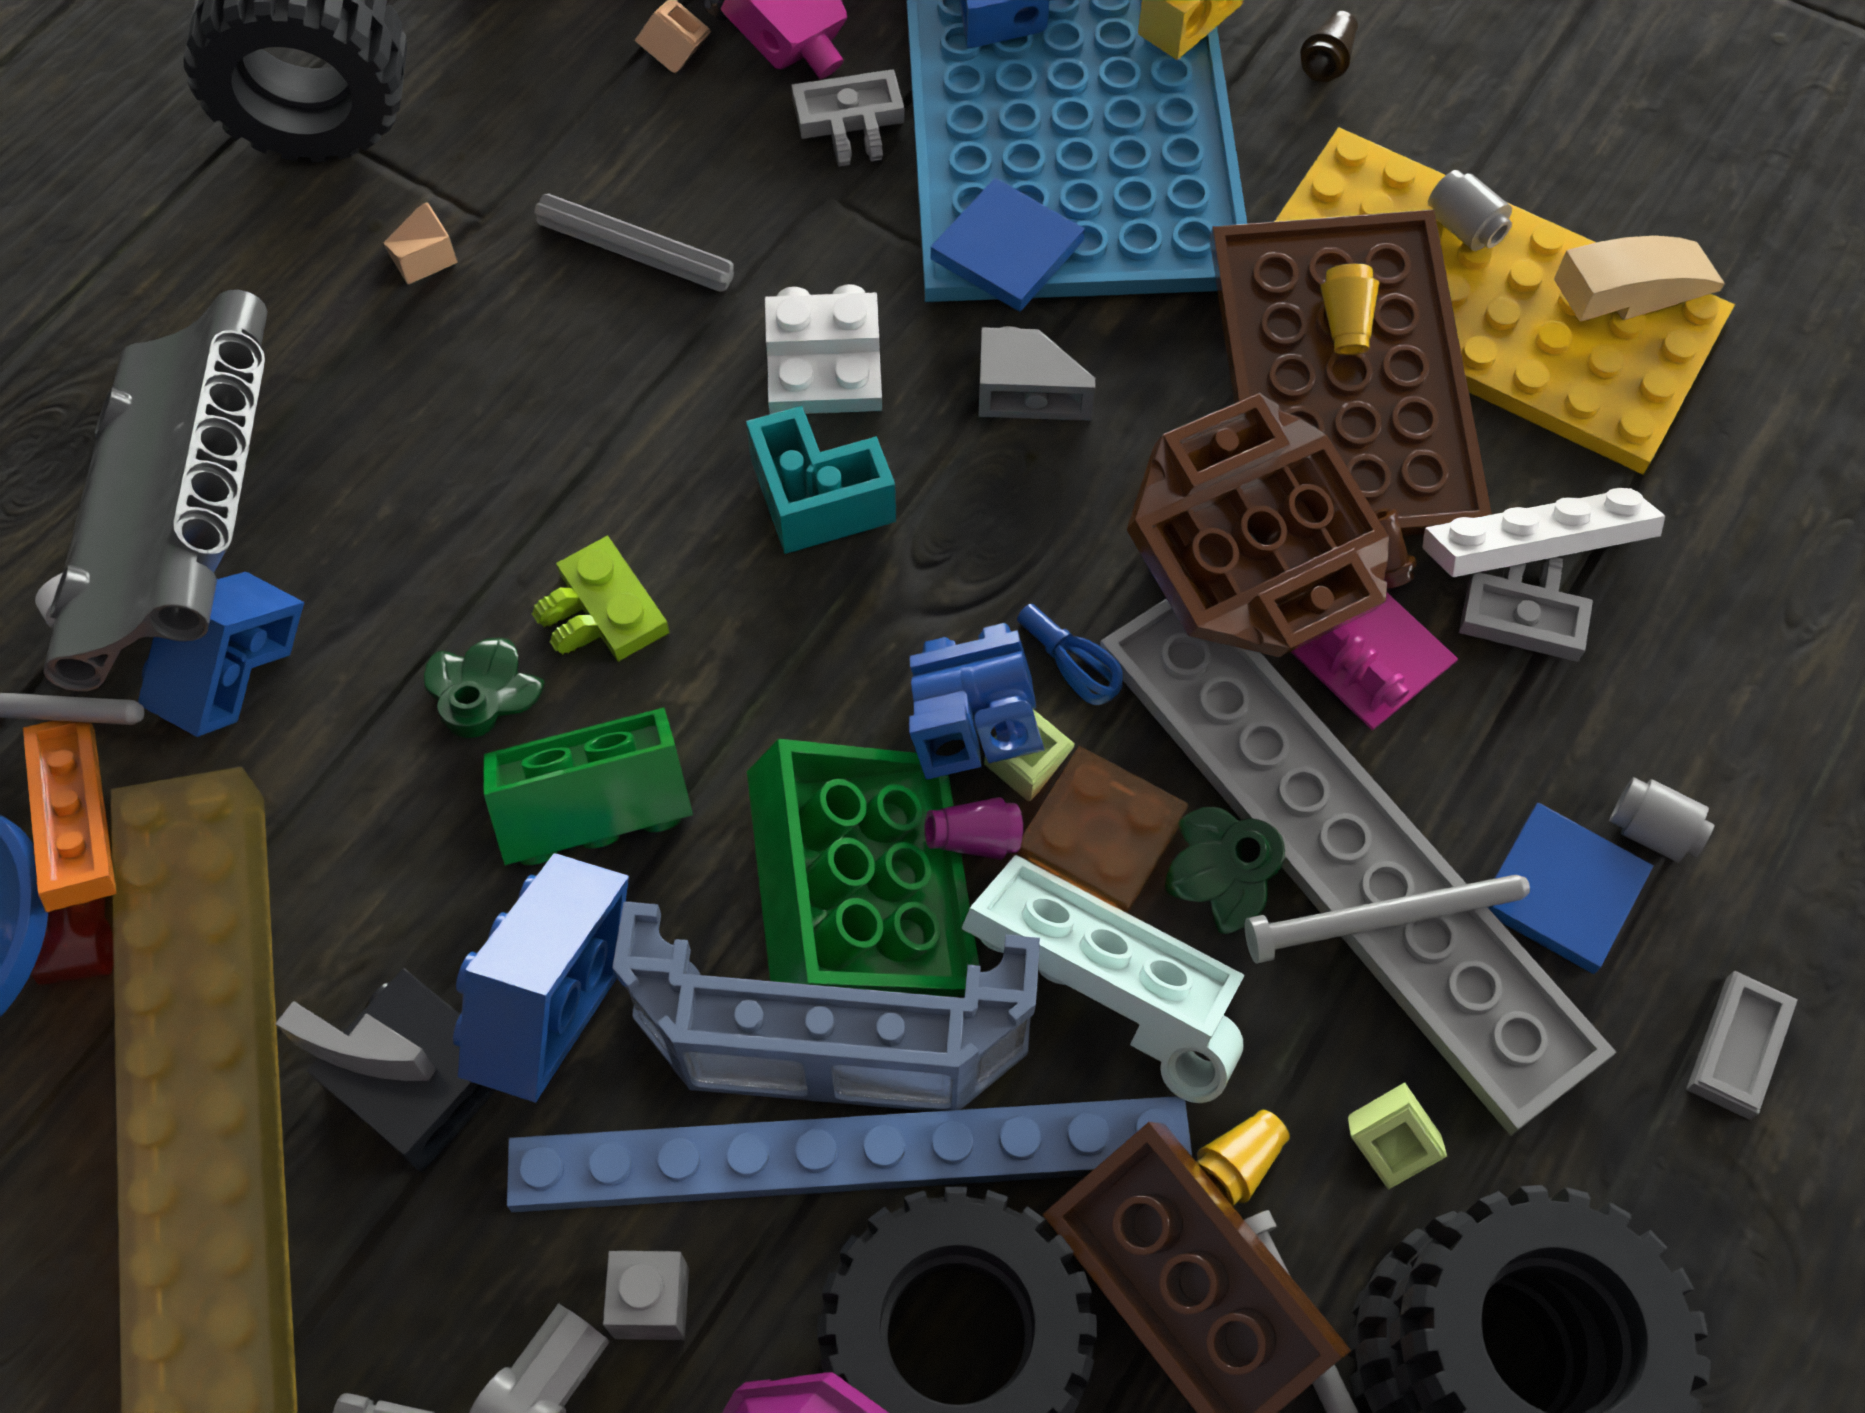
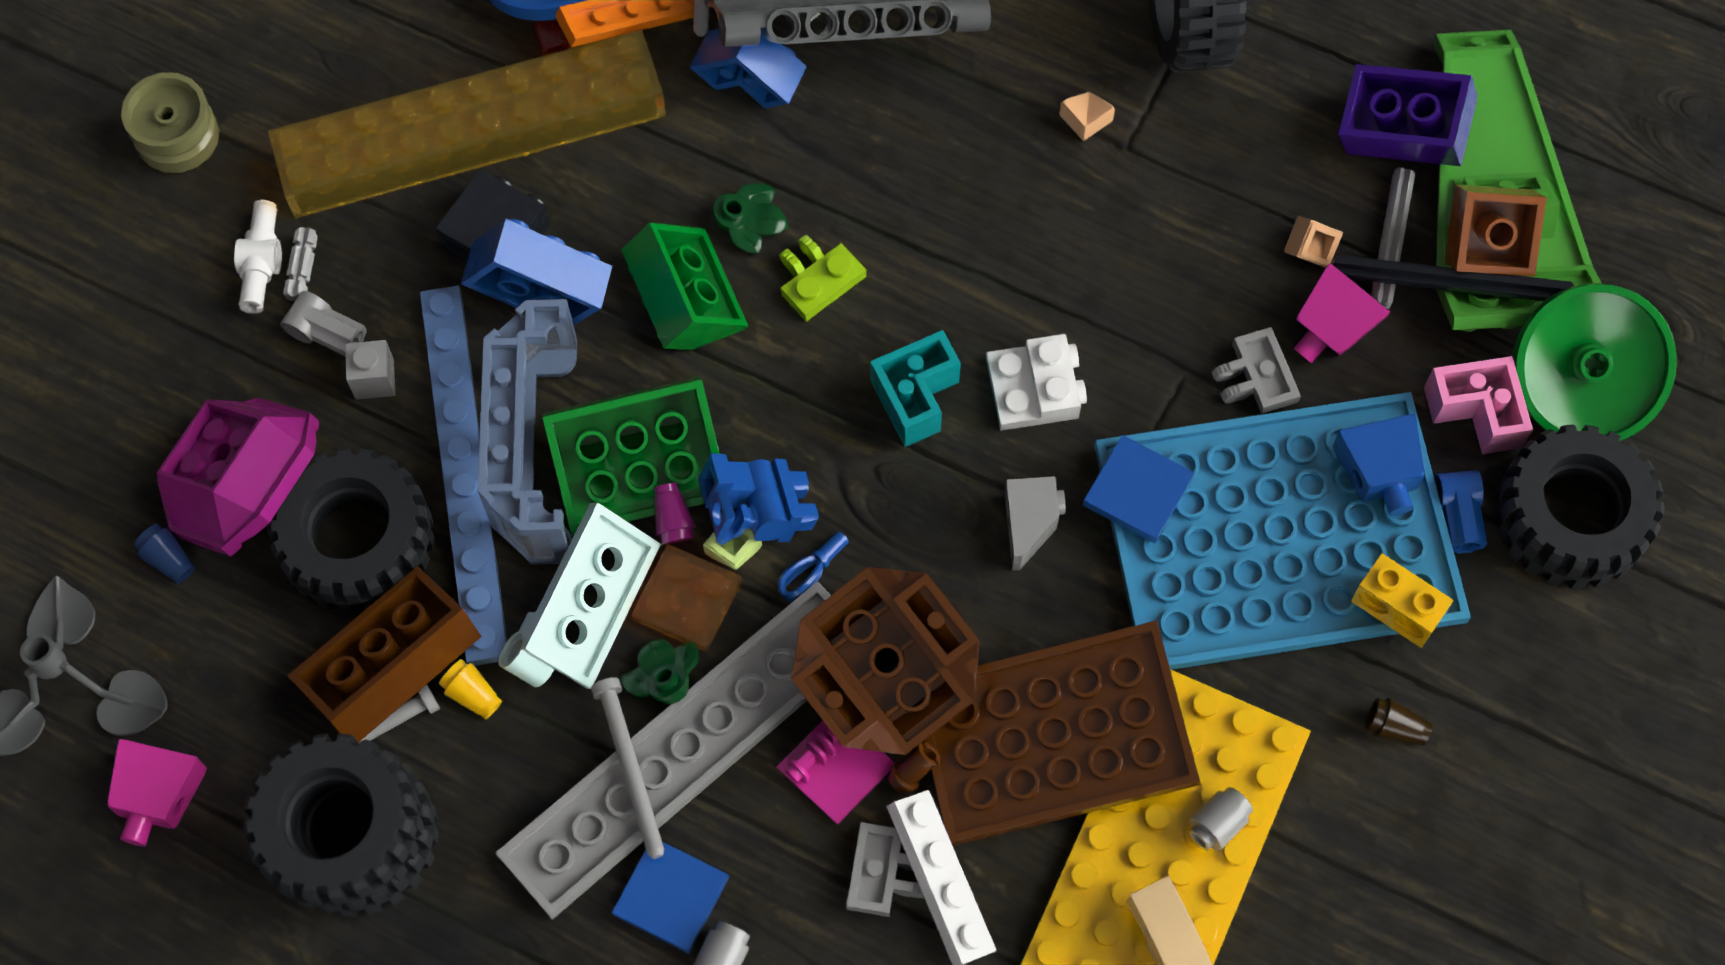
camera: 85 degrees right, 5 degrees up
(368, 1050) = (486, 192): light grey slope -> none
(634, 242) = (1114, 248): light grey axle -> none
(1350, 306) = (1093, 719): yellow cone -> none
(1396, 1136) = (492, 784): yellowish green slope -> none

